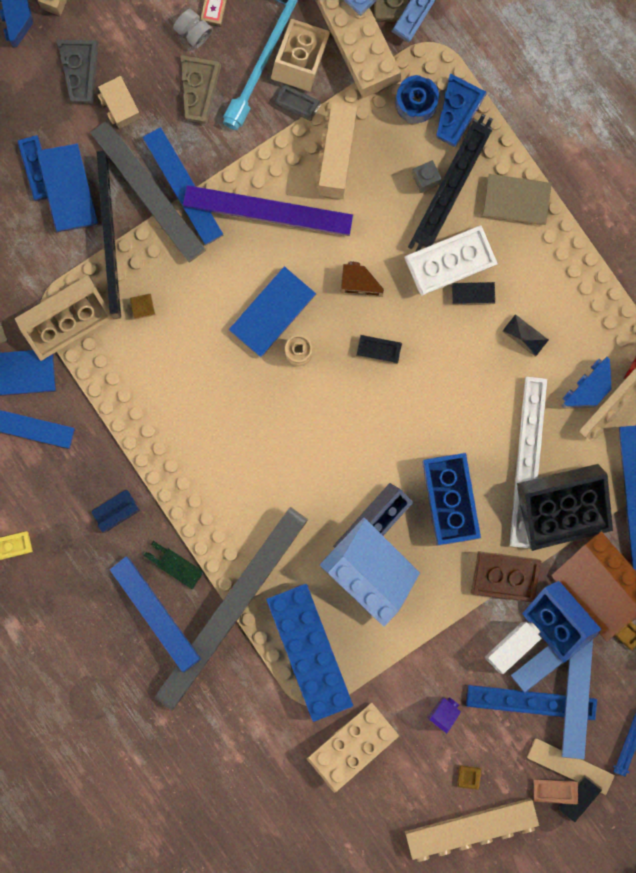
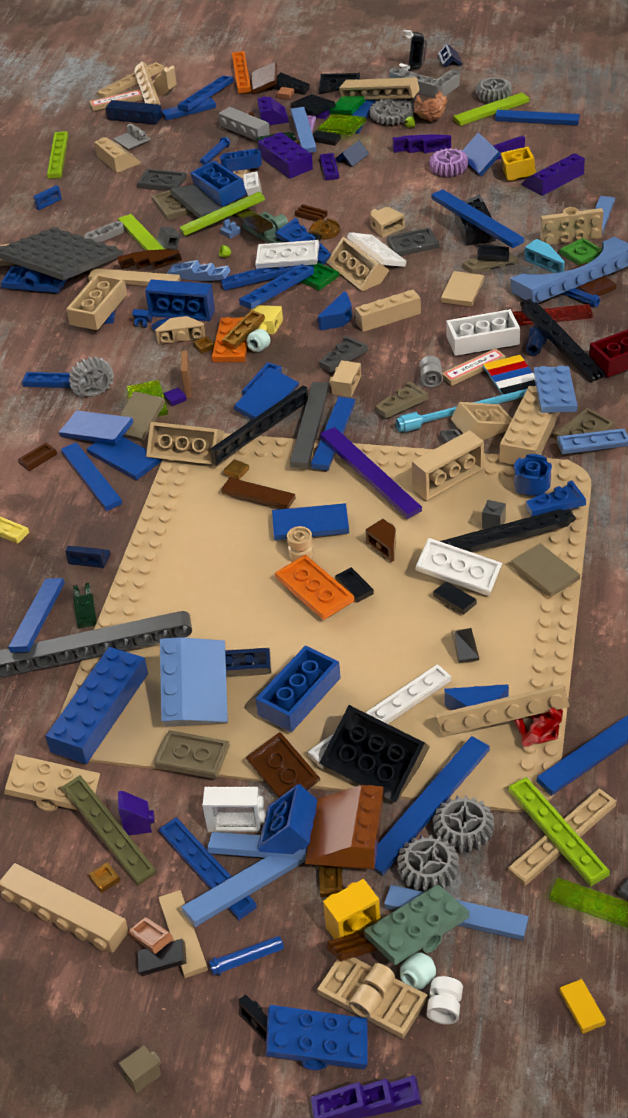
camera: 50 degrees right, 40 degrees down
(193, 318) = (258, 493): none -> reddish brown tile
(352, 382) = (314, 587): none -> orange plate
(425, 625) = (192, 754): none -> dark tan tile
(436, 743) = (109, 830): none -> olive tile

